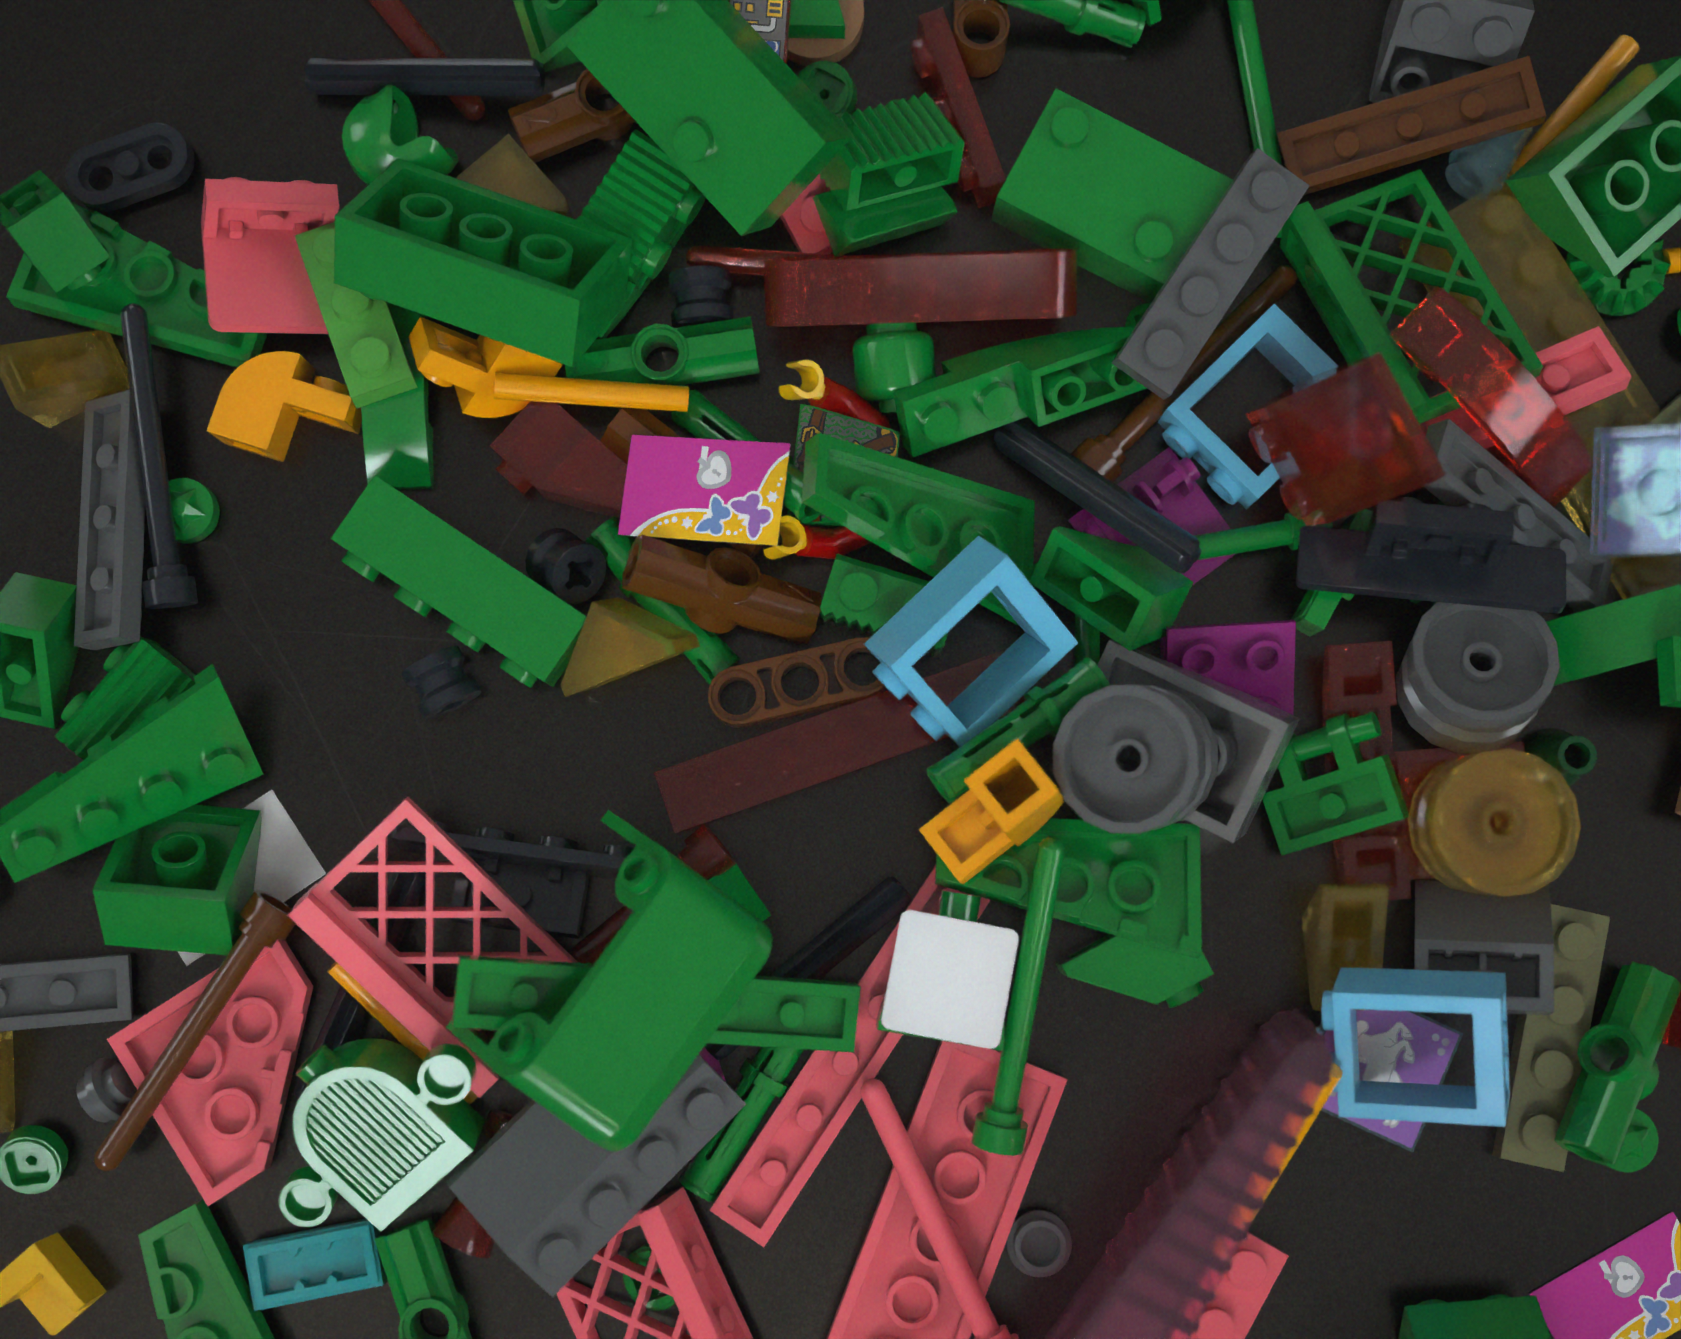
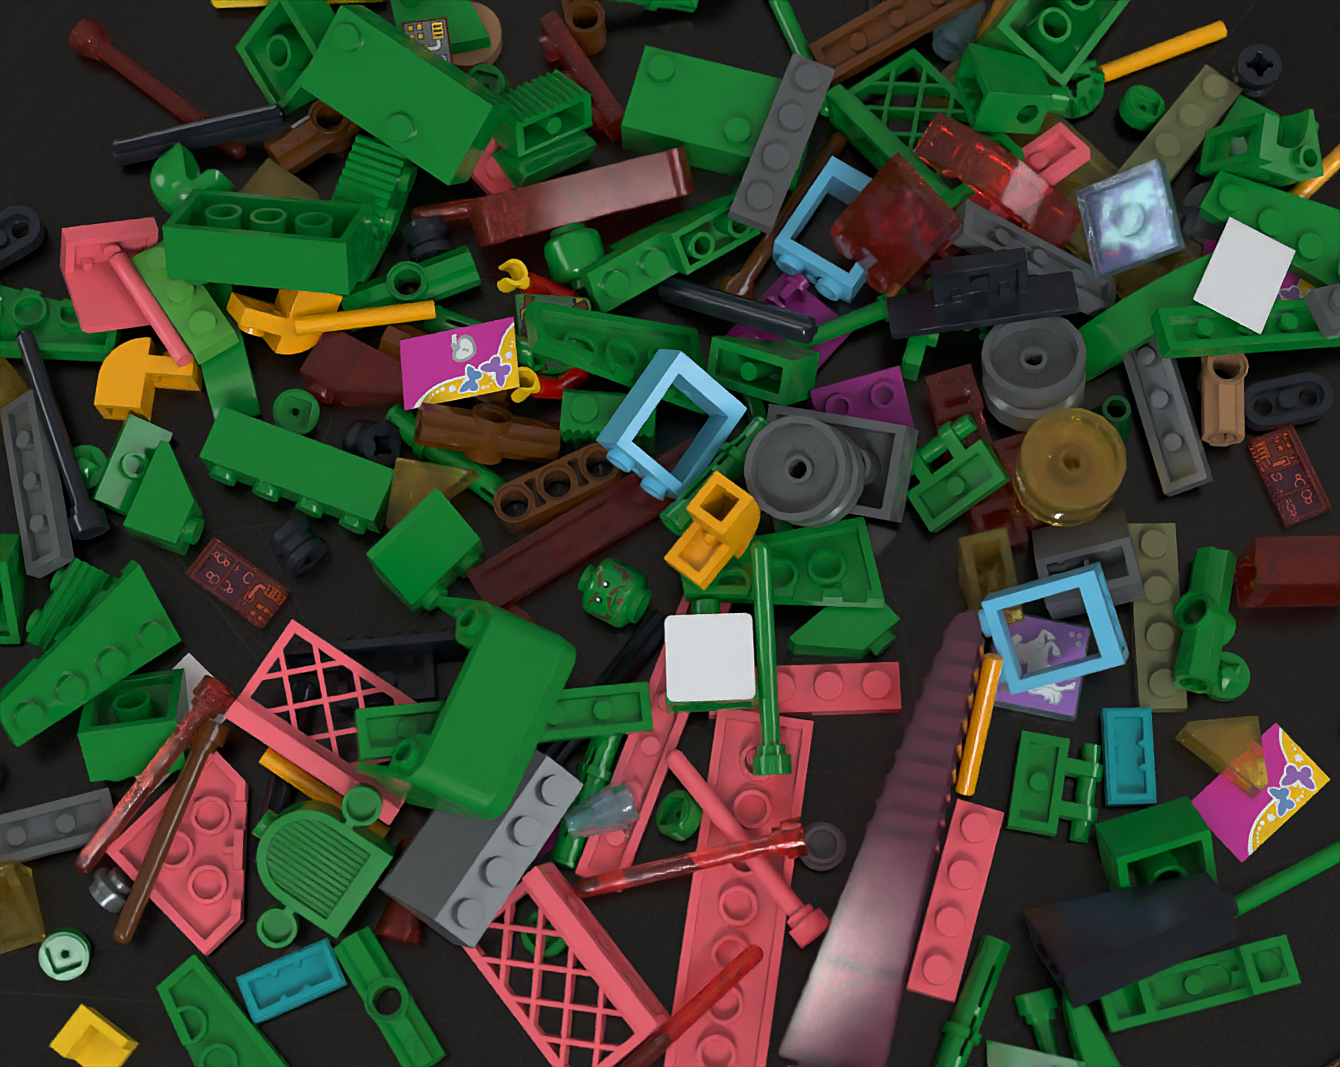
camera: 10 degrees left, 10 degrees down
(244, 522) = (128, 463): none -> green plate
(274, 886) = (210, 700): none -> clear red piece
(279, 585) = (165, 505): none -> green slope
(308, 314) = (151, 309): none -> coral bar
(353, 712) = (237, 583): none -> clear red tile
(475, 495) = (295, 411): none -> green tile
(606, 740) = (426, 553): none -> green slope
(763, 1146) = (603, 812): none -> clear light blue cone
(844, 844) = (615, 592): none -> green head
(861, 1162) = (678, 815): none -> green tile
(993, 1243) = (785, 840): none -> clear red piece
(1111, 1037) = (836, 689): none -> coral plate
(1344, 1228) = (1039, 784): none -> green plate
(1469, 1219) = (1128, 757): none -> teal plate
(1535, 268) = (1006, 91): none -> green torso
(1612, 1244) = (1231, 749): none -> clear yellow slope
(1636, 772) = (1167, 419): none -> dark grey plate

